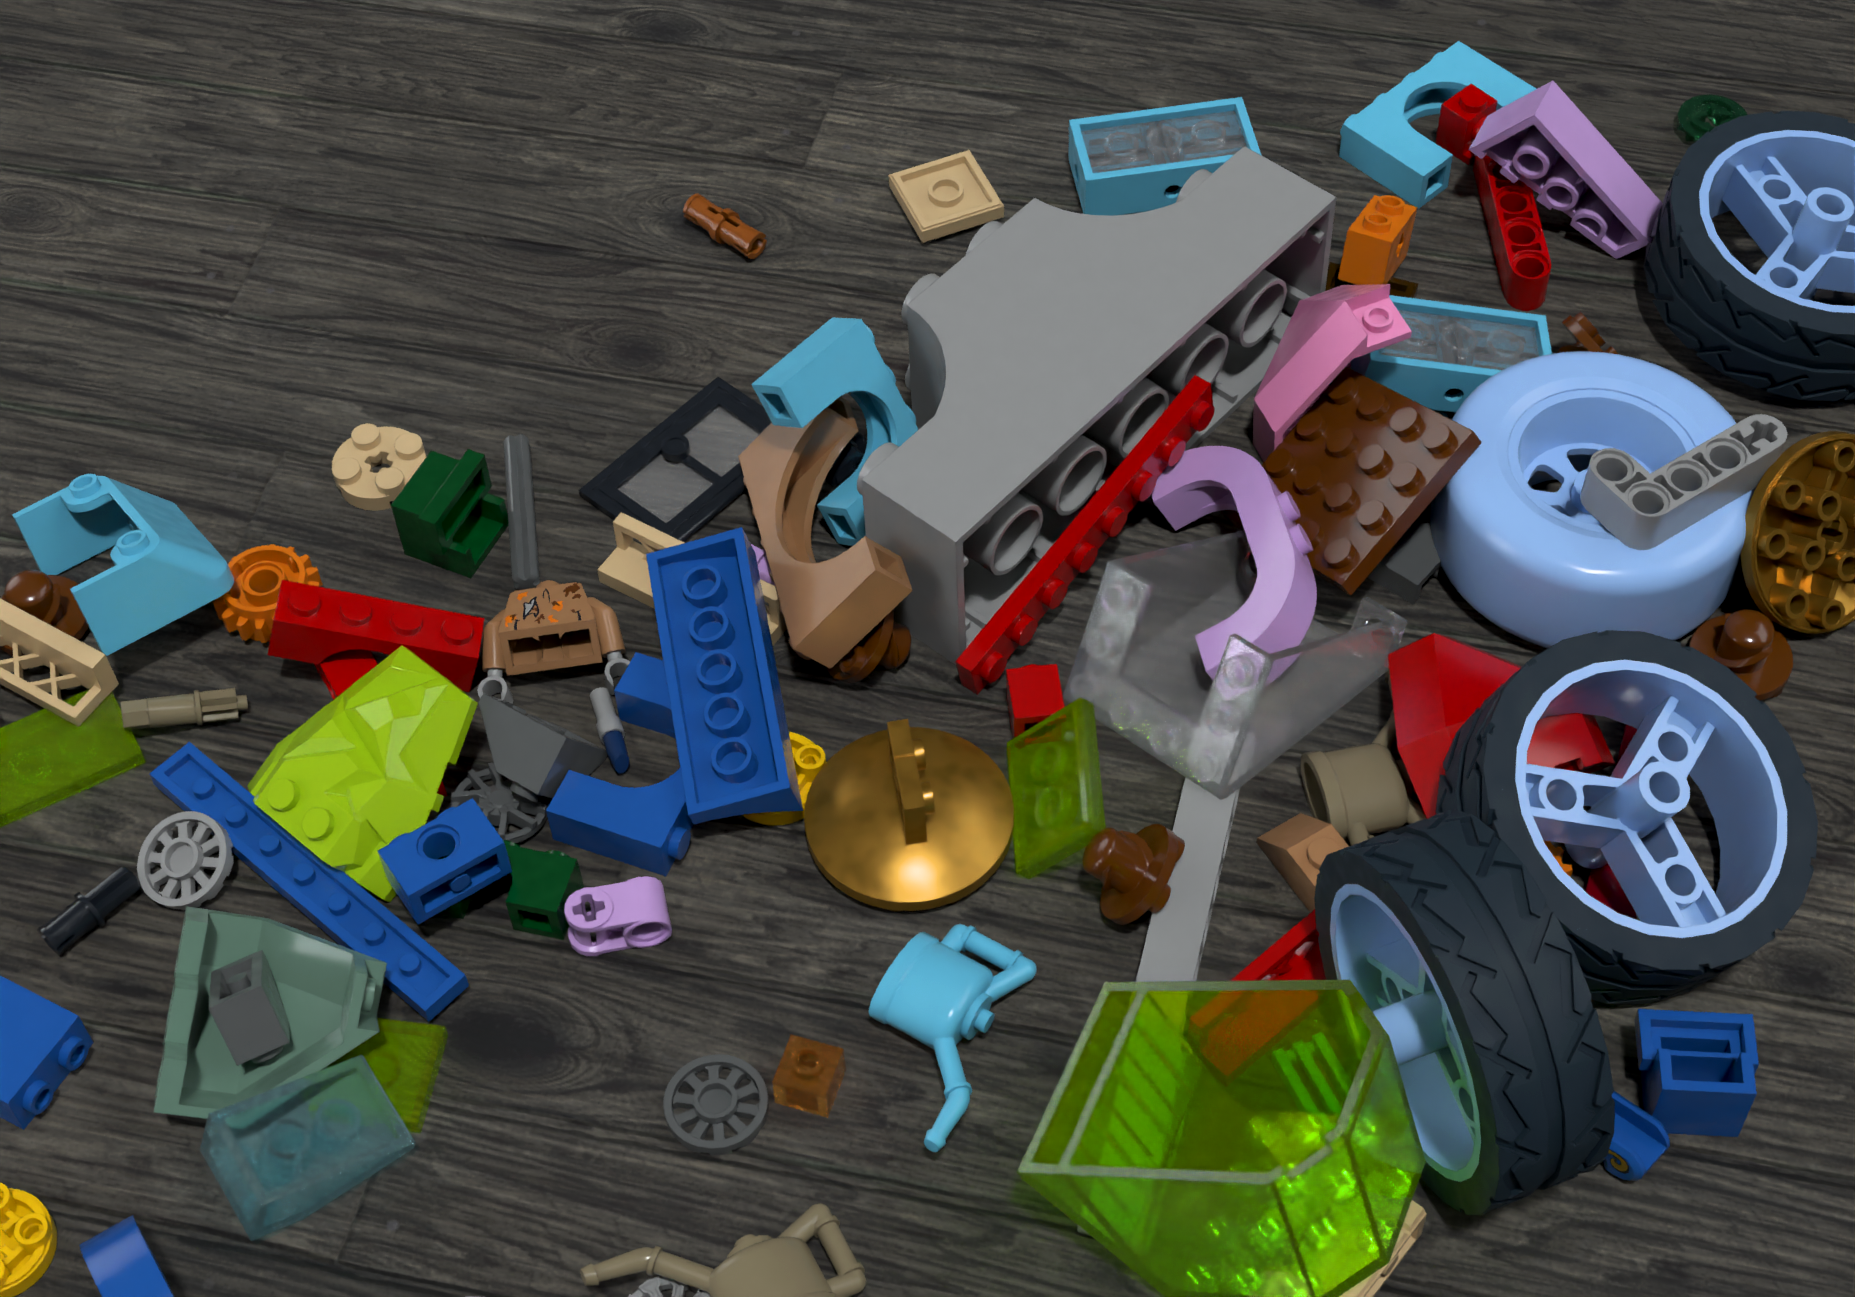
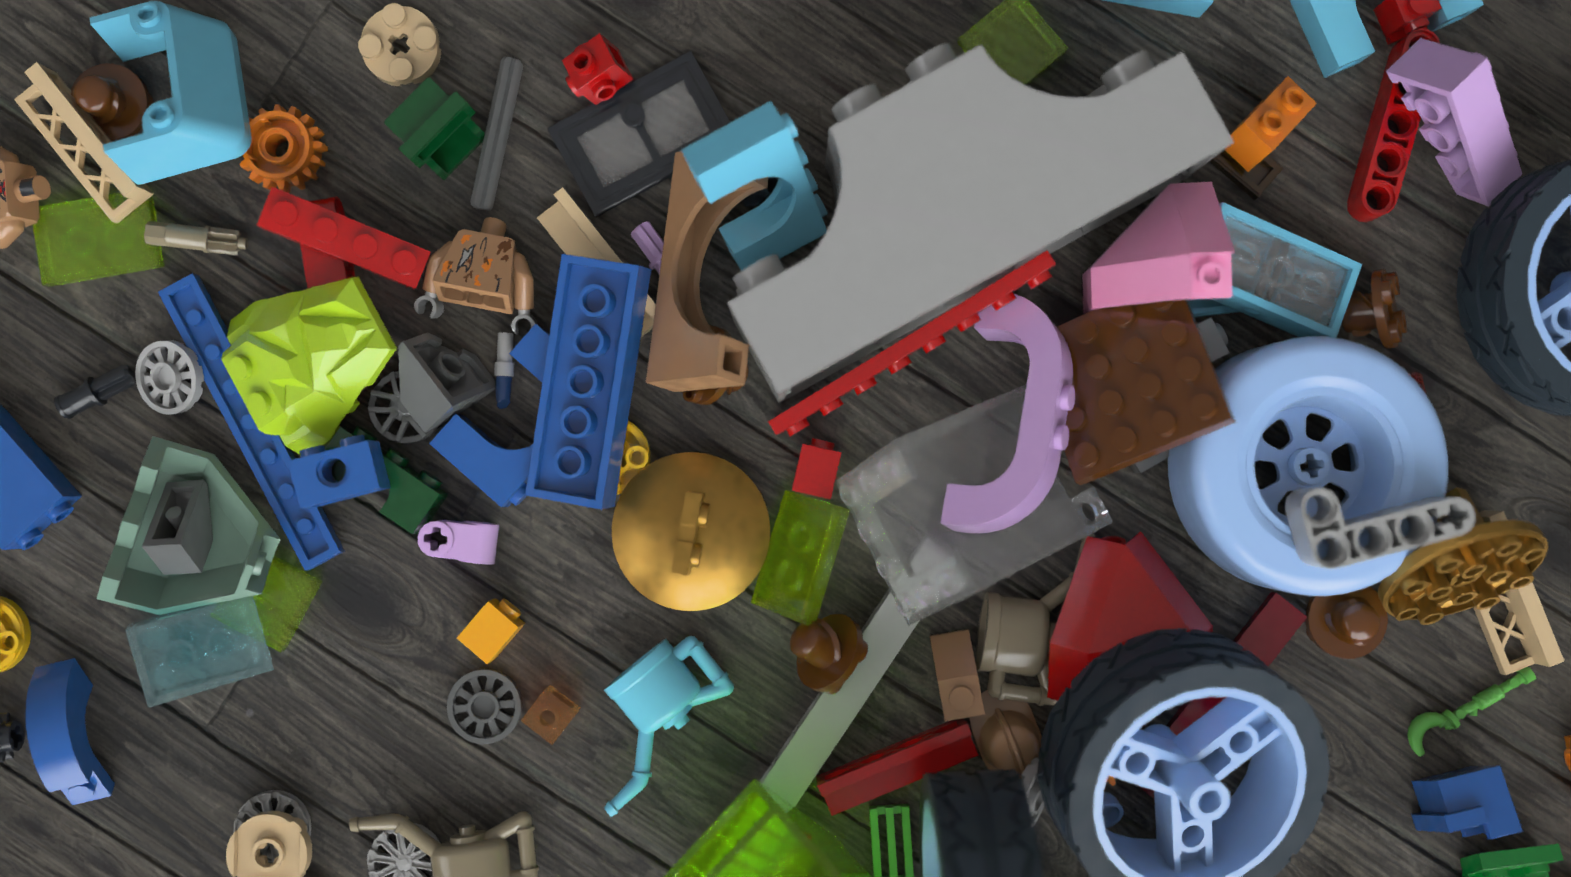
camera: 15 degrees right, 35 degrees up
(619, 411) = (596, 70): none -> red brick
(695, 1001) = (492, 629): none -> light orange brick

